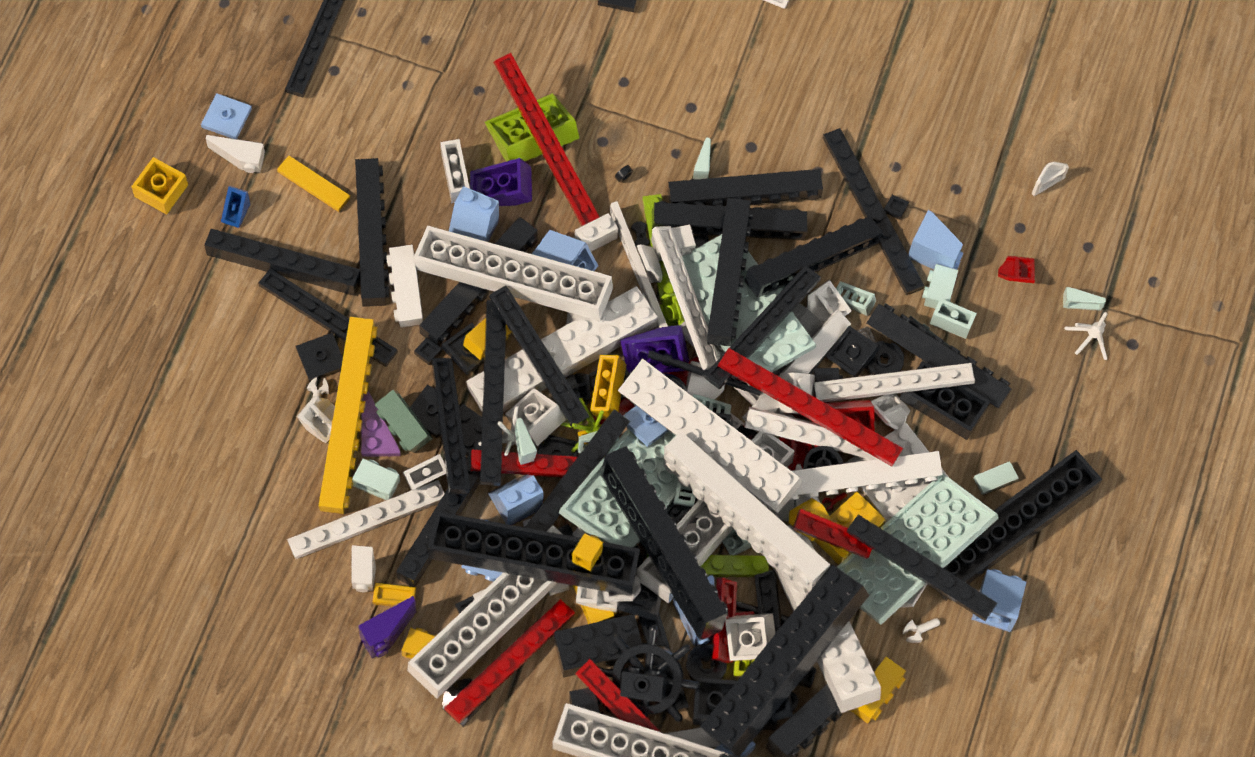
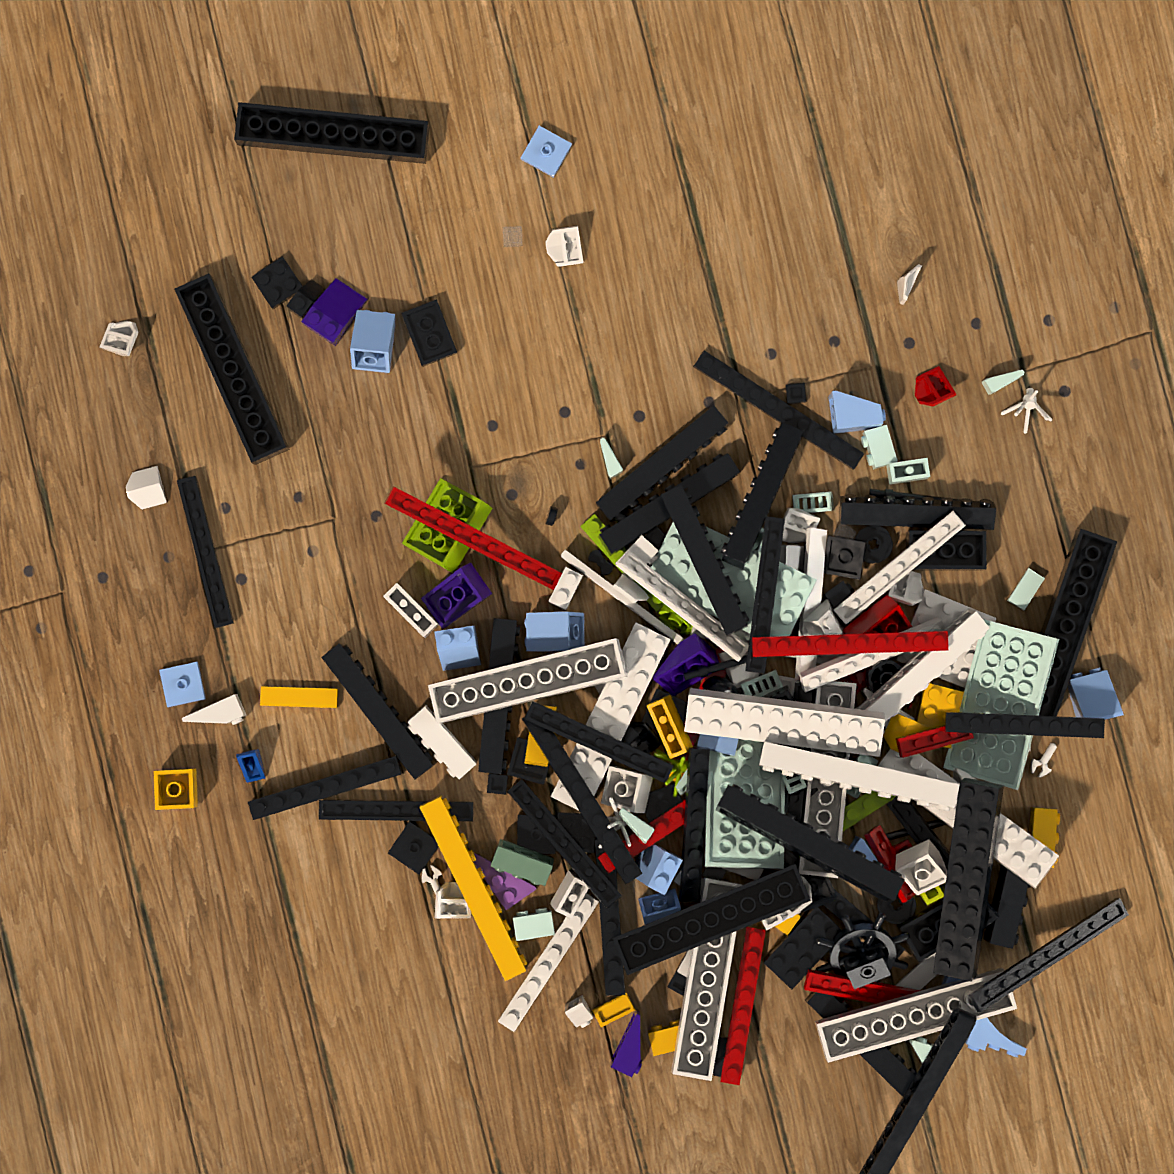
camera: 25 degrees left, 20 degrees up
(587, 551) = (758, 897): yellow brick -> none

